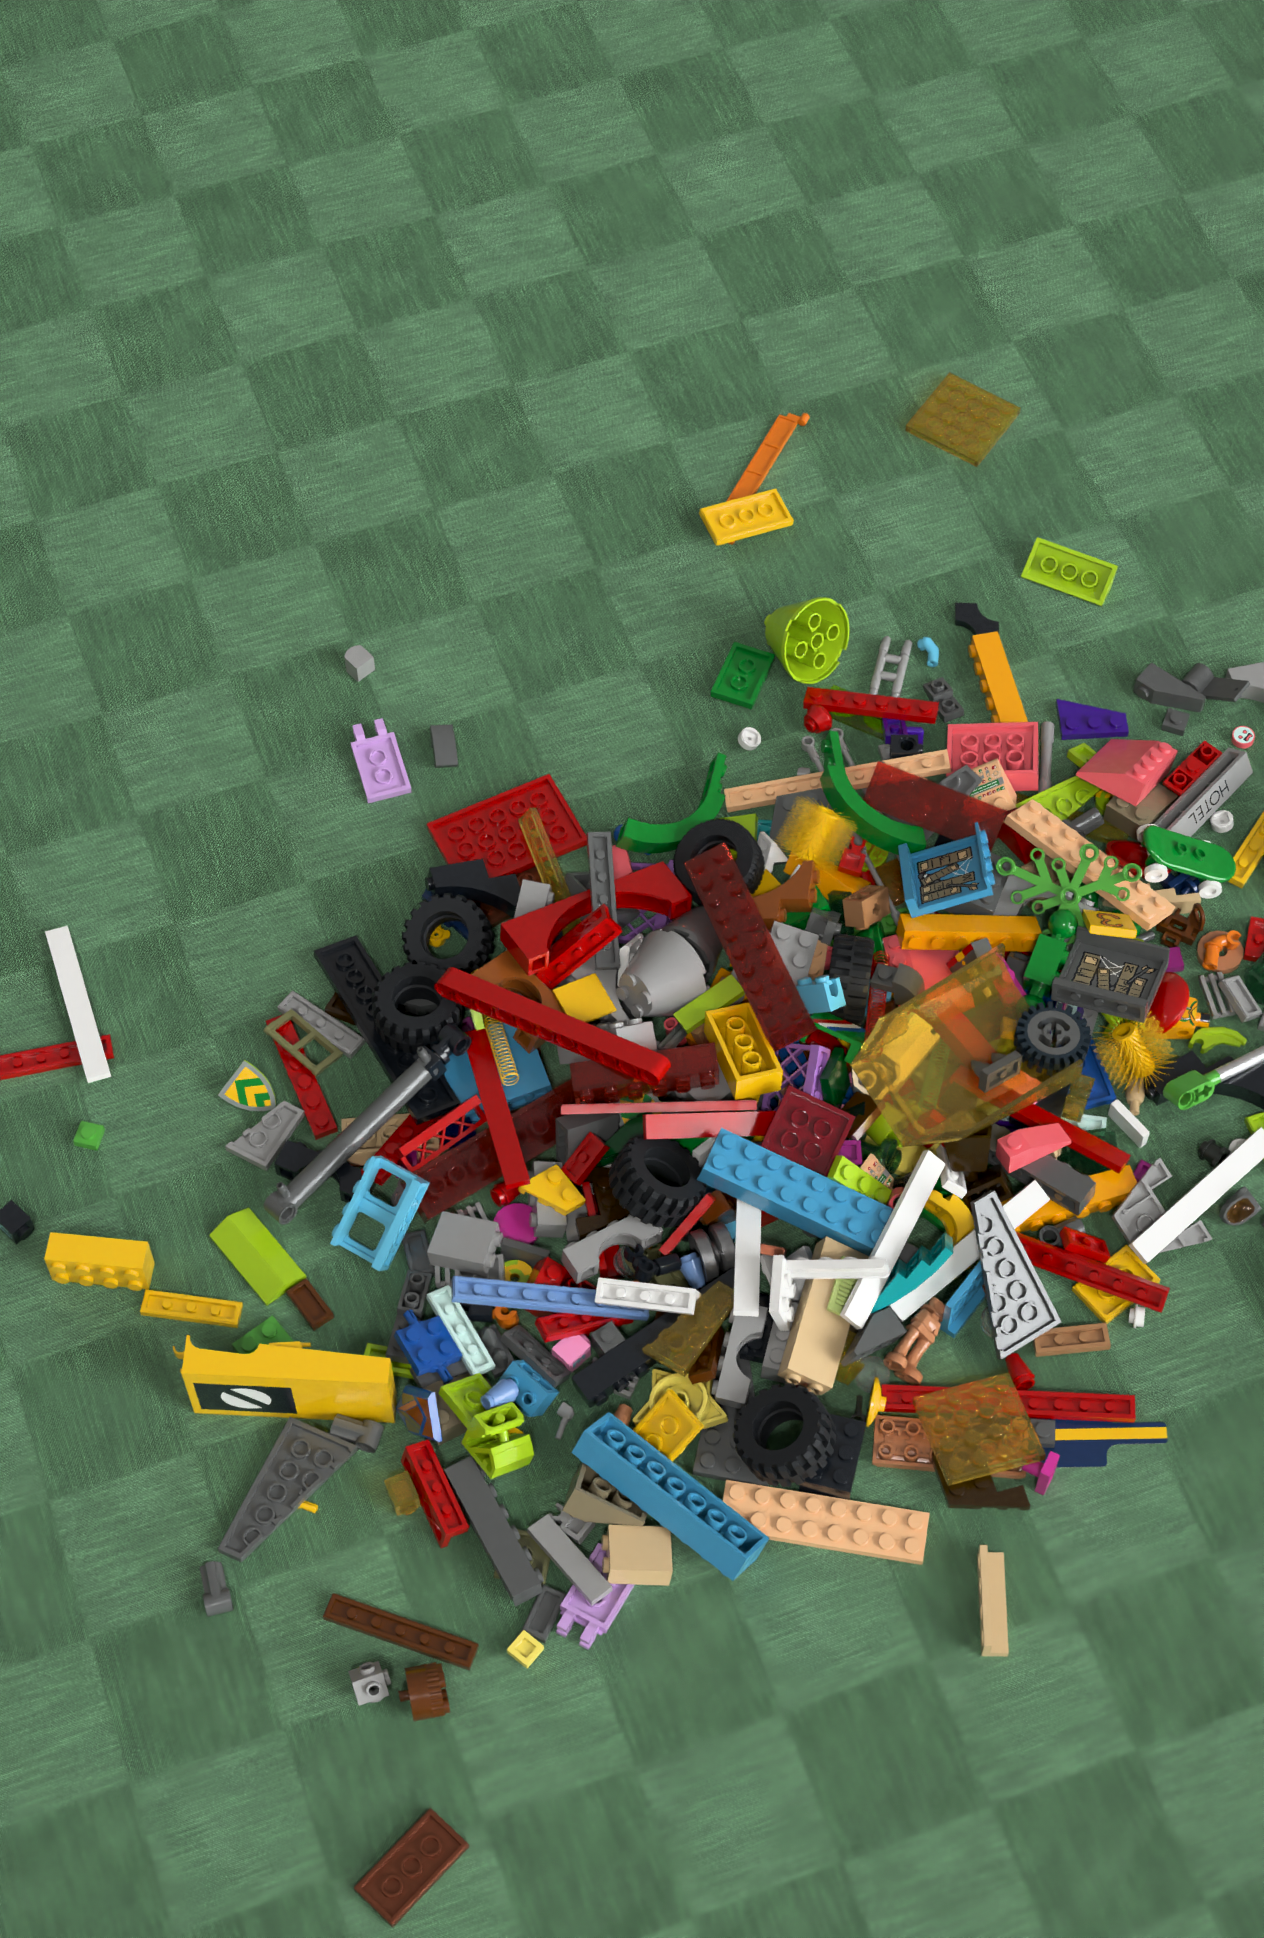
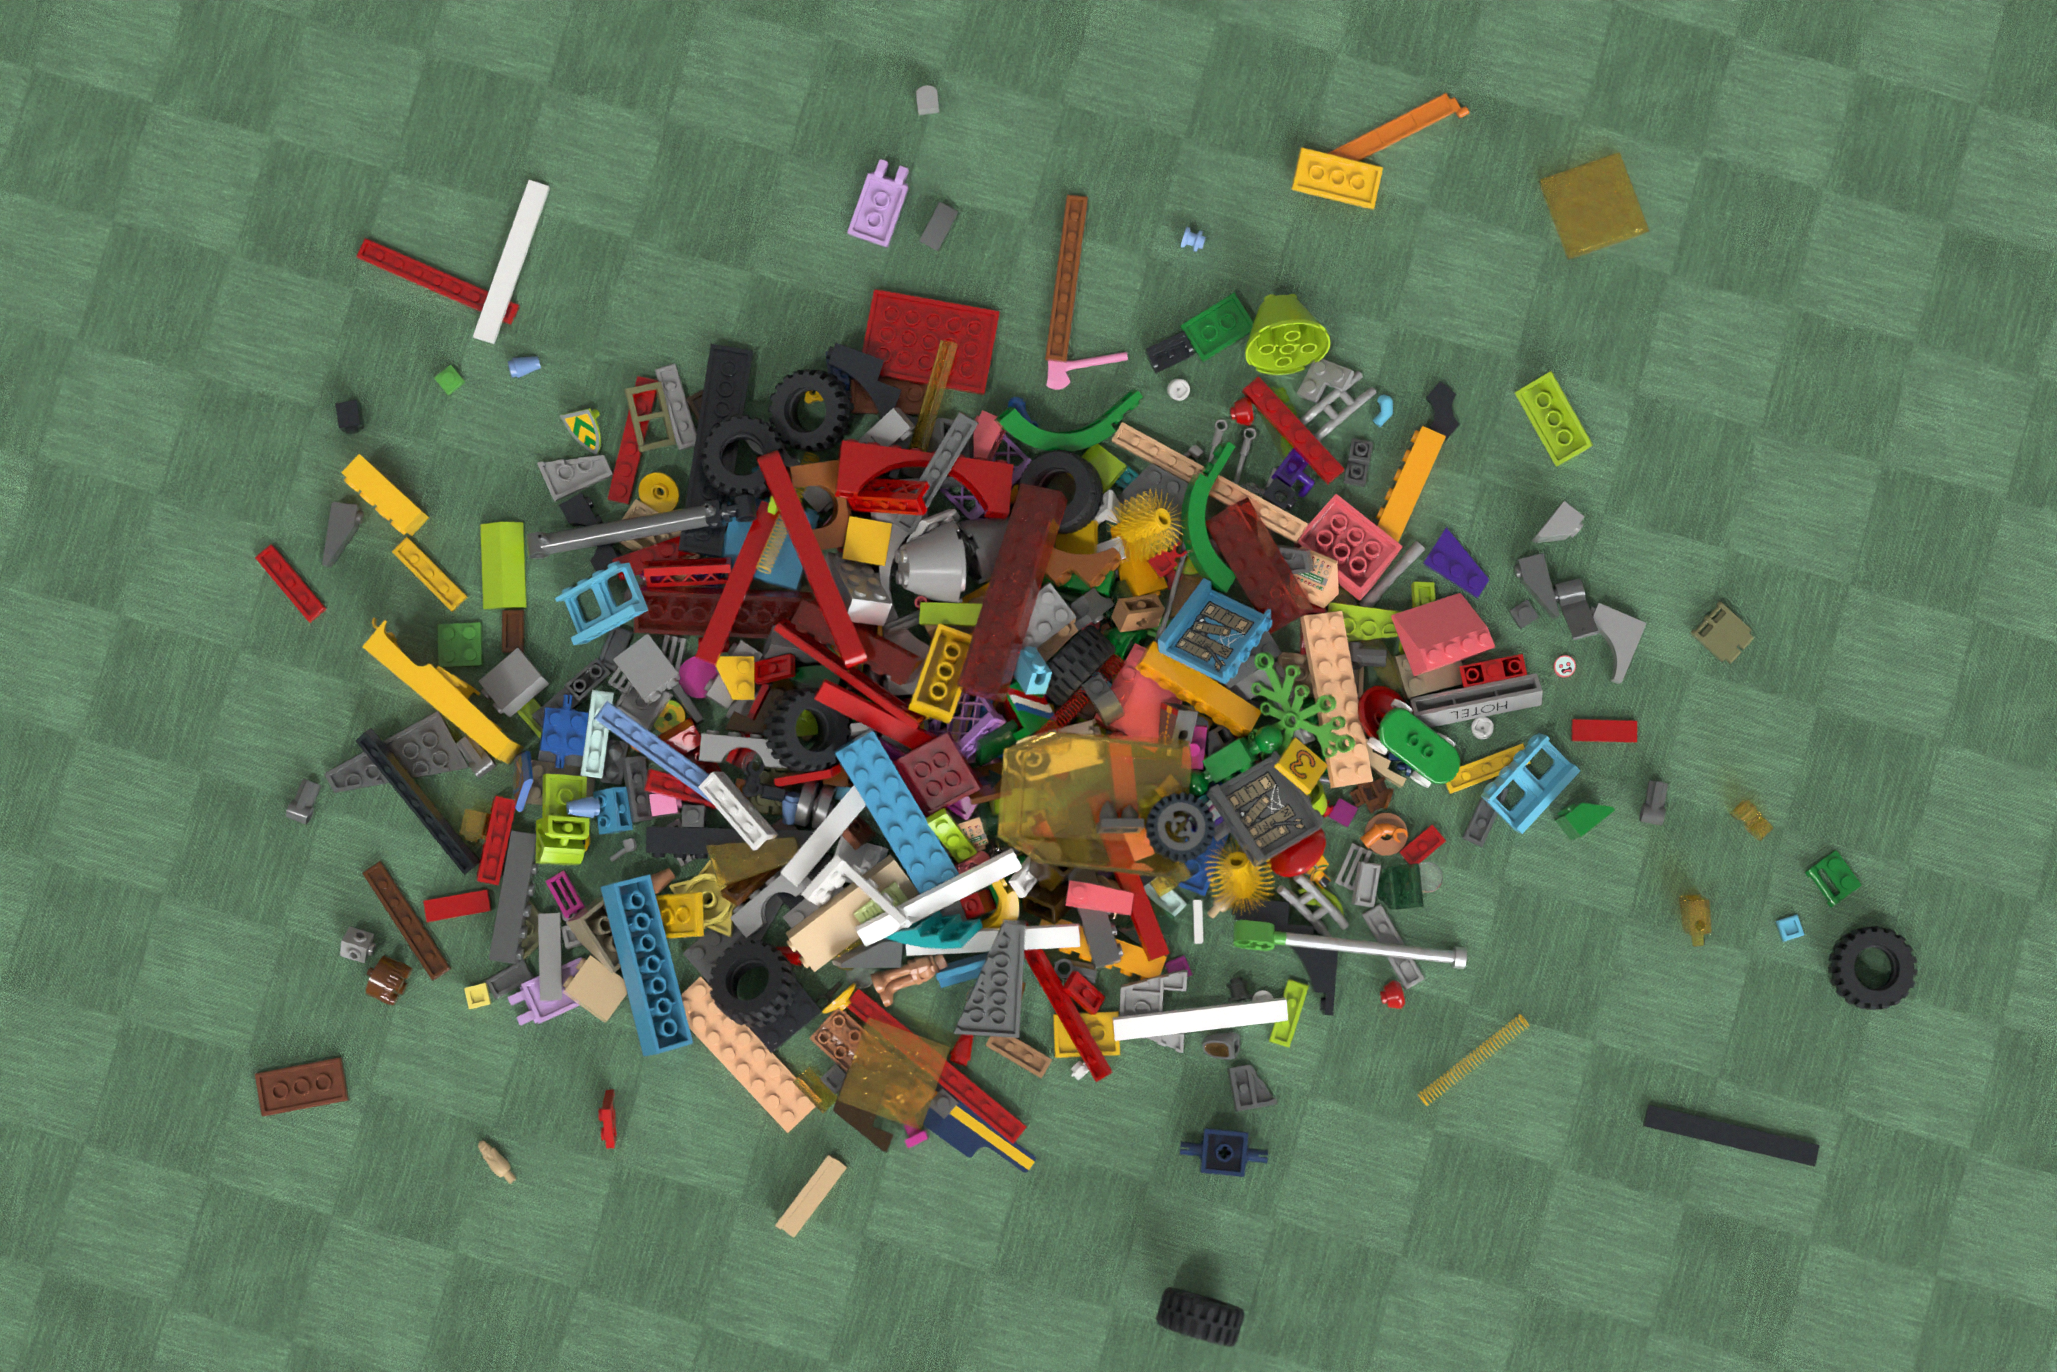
camera: 40 degrees right, 25 degrees up
(58, 1405) = (290, 583): none -> red tile
(75, 1318) = (342, 526): none -> dark grey slope
(148, 1081) = (523, 365): none -> medium blue cone
(331, 1506) = (417, 801): none -> black plate
(348, 1331) = (512, 683): none -> light grey brick
(350, 1087) = (651, 495): none -> yellow dish
(440, 1582) = (457, 905): none -> red tile
(556, 1502) = (573, 909): none -> dark pink tile
(586, 719) = (1066, 278): none -> dark orange tile
(635, 787) = (1057, 370): none -> bright pink piece
(665, 1794) = (497, 1162): none -> tan piece
(671, 626) = (1193, 239): none -> light blue wheel
(718, 716) = (1169, 352): none -> black hinge
(745, 1668) = (608, 1116): none -> red wing
(857, 656) = (1321, 375): none -> light grey plate
(917, 1503) = (815, 1090): none -> clear yellow tile
(925, 1481) = (834, 1078): none -> dark grey plate
(926, 1235) = (978, 904): none -> red brick
(1145, 634) = (1561, 525): none -> light grey slope
(1206, 1028) = (1313, 918): none -> light grey piece

